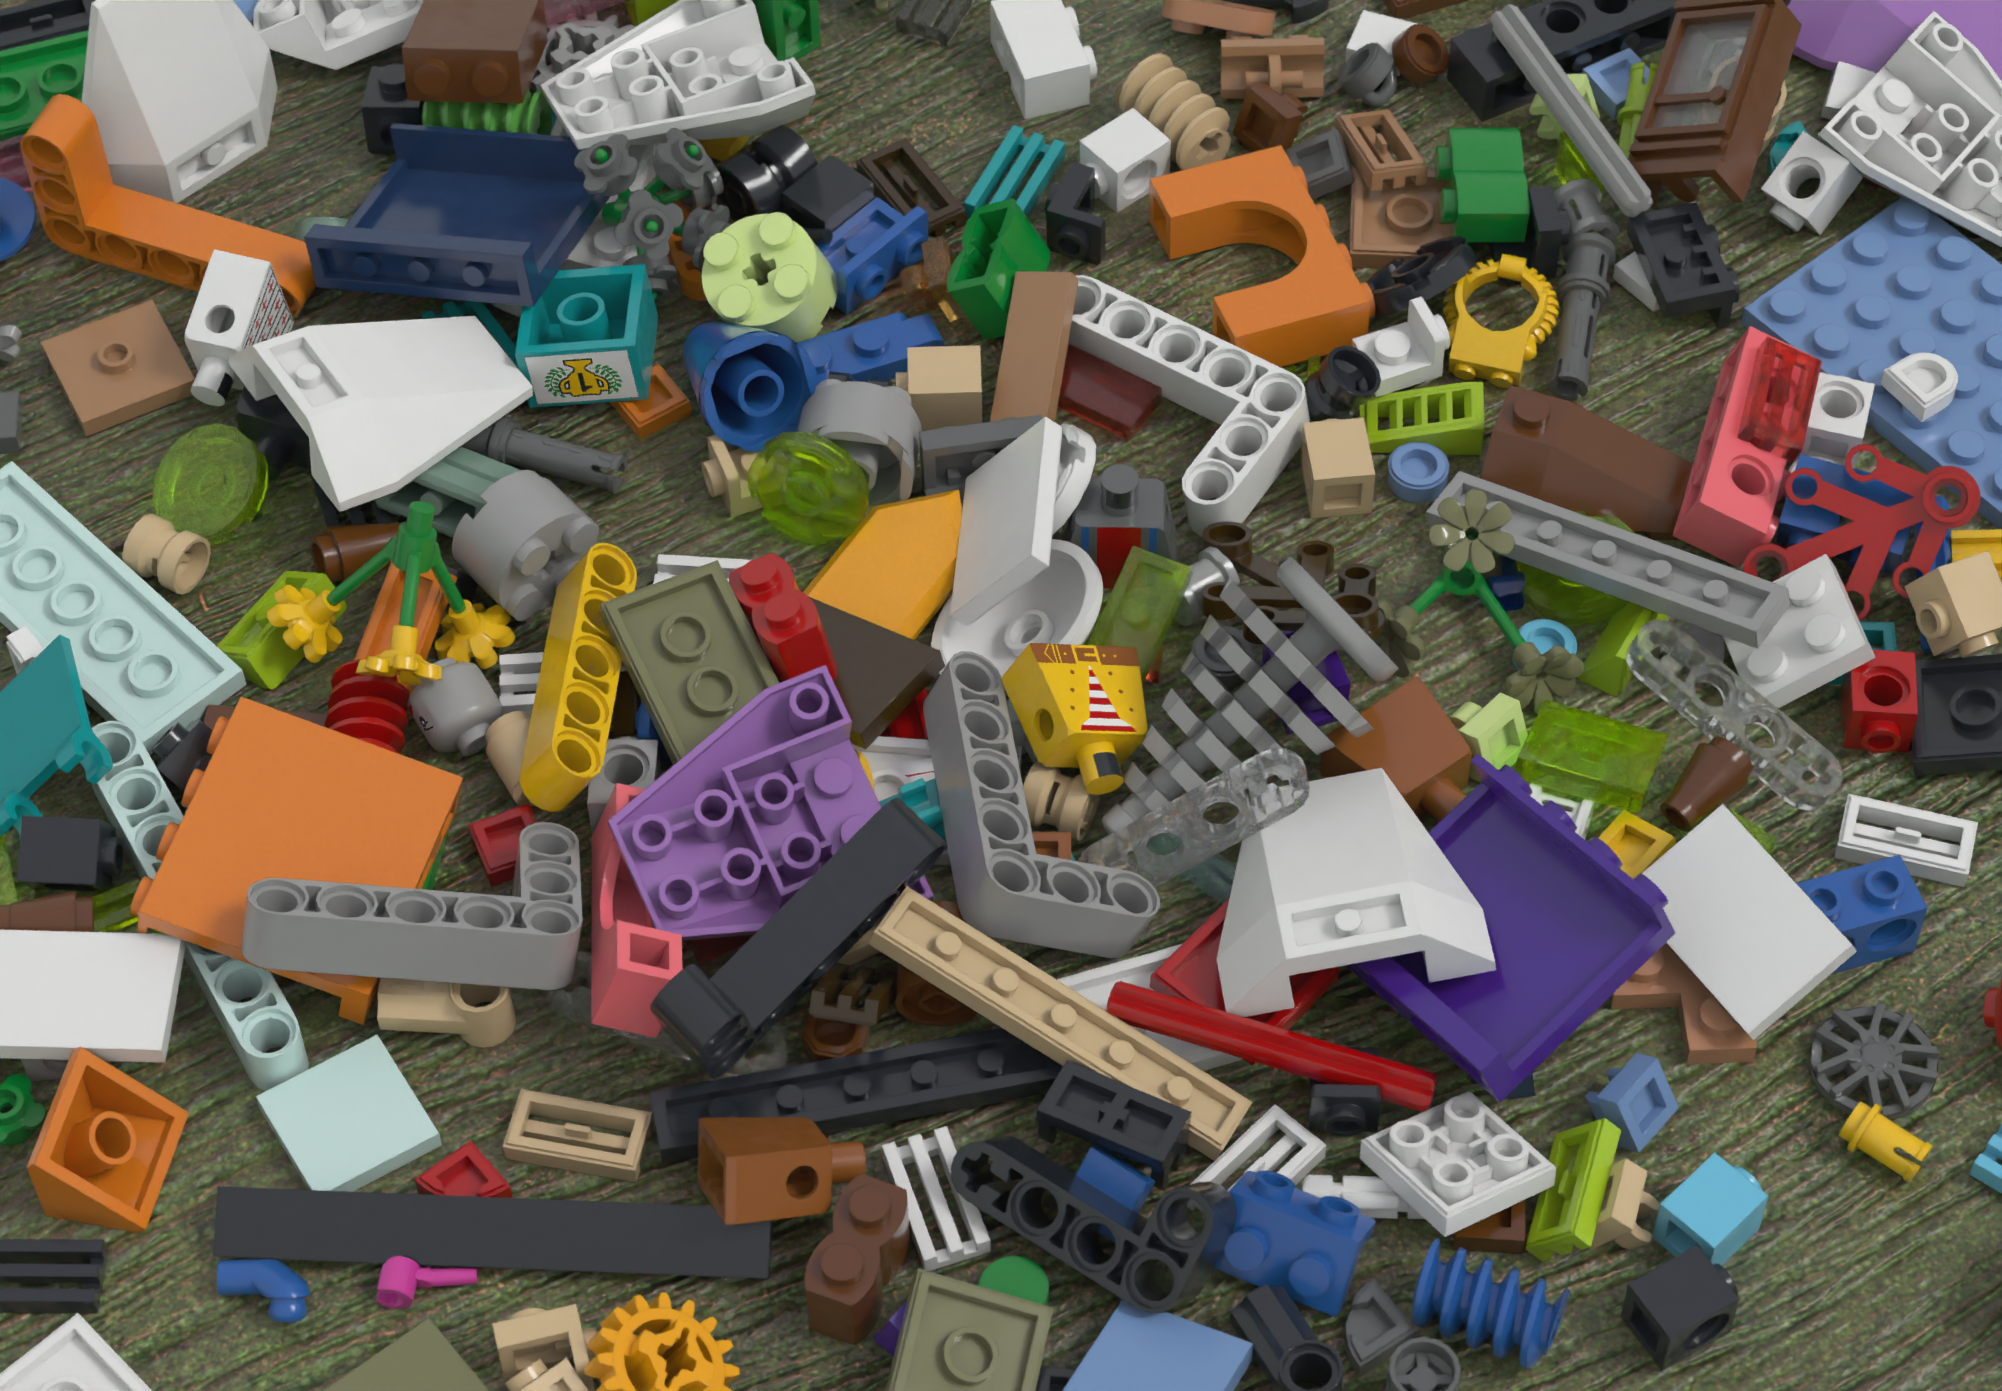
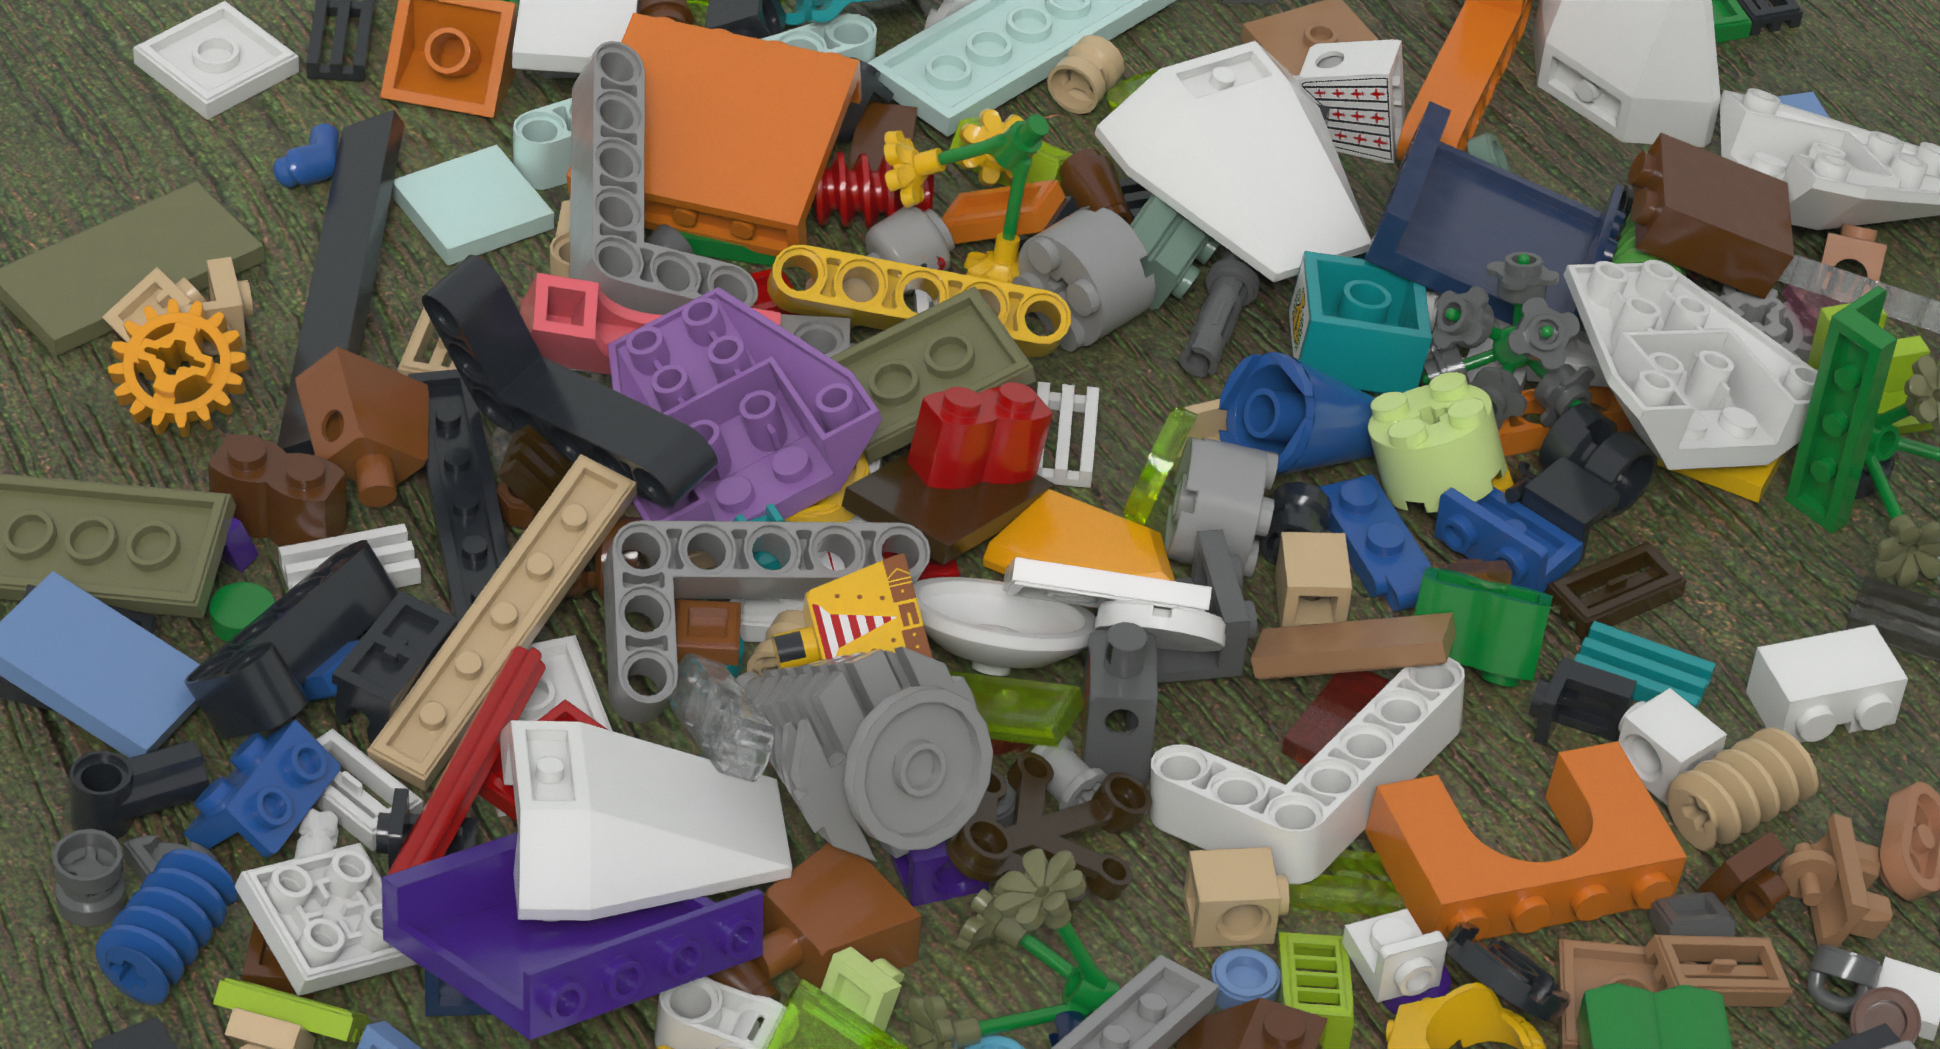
camera: 85 degrees right, 10 degrees down
(402, 1275) = (303, 232): dark pink hand -> none
(464, 1174) = (405, 274): red tile -> none
(1341, 384) = (1346, 886): black wheel -> none

